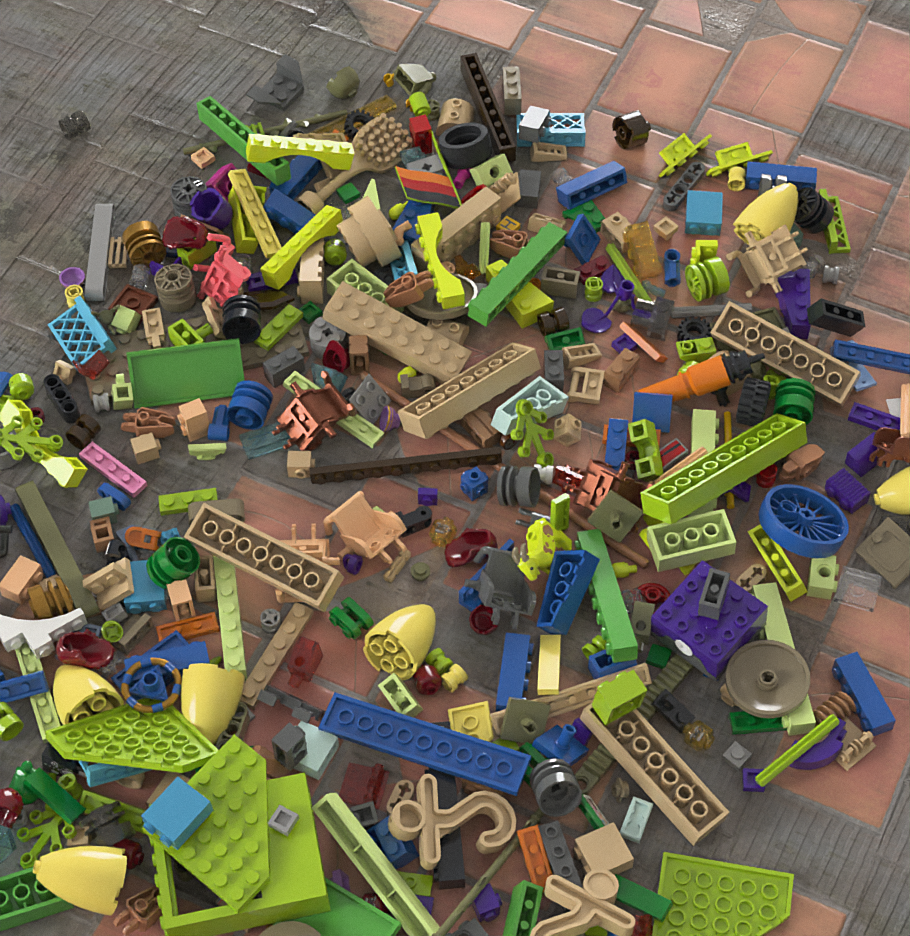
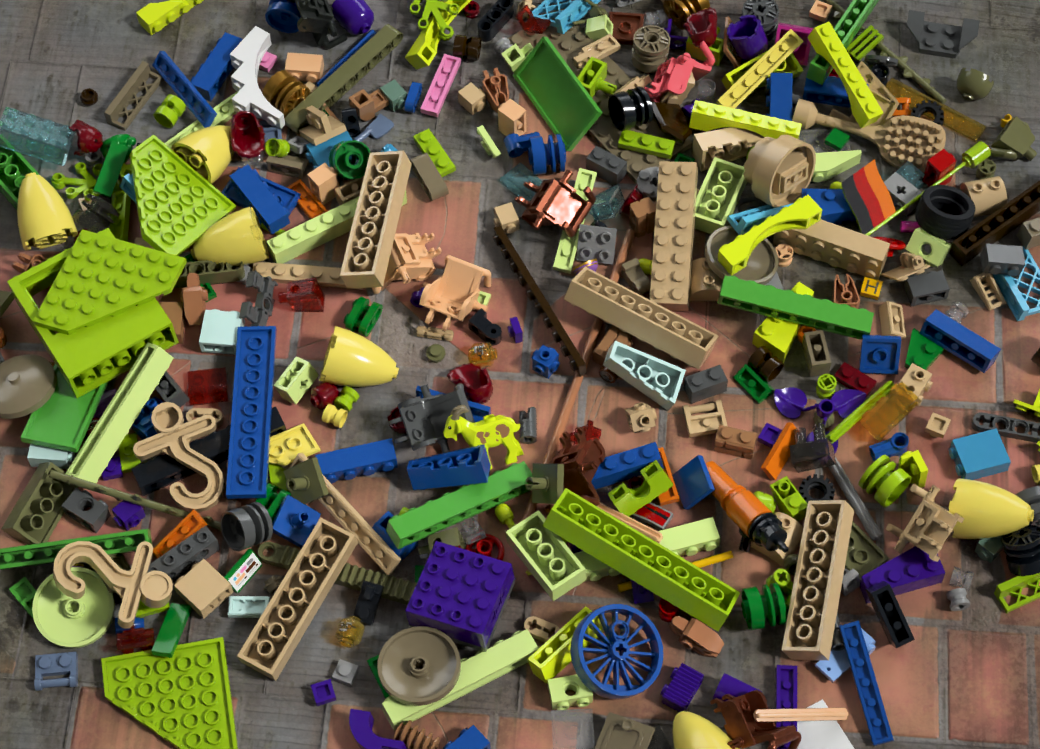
camera: 70 degrees right, 5 degrees up
(135, 537) = (377, 127): orange plate -> none
(151, 685) = (230, 191): blue piece -> none
(176, 813) = (94, 243): dark azure brick -> none
(273, 616) = (336, 254): light grey wheel -> none
(283, 820) = (119, 321): light grey plate -> none
(289, 746) = (203, 308): dark grey brick -> none
(400, 230) = (794, 195): light nougat arm -> none
(408, 289) = (725, 222): nougat hinge -> none
(470, 271) = (794, 267): clear orange bracket -> none
(484, 247) = (827, 272): yellowish green axle -> none
(518, 486) = (551, 395): dark grey wheel -> none
(525, 411) = (613, 382): lime plant -> none
(546, 473) = (582, 413): white wheel -> none
(549, 665) = (372, 484): light yellow tile -> none
(560, 512) = (536, 439): lime plate -> none
(571, 360) = (746, 398): tan slope -> none
(619, 696) = (332, 535): lime brick -> none
(652, 289) = (855, 433): clear light blue arm -> none
(714, 594) = (465, 578): dark grey brick -> none
(753, 401) = (743, 566): black tyre -> none
(797, 750) = (357, 715): lime axle -> none

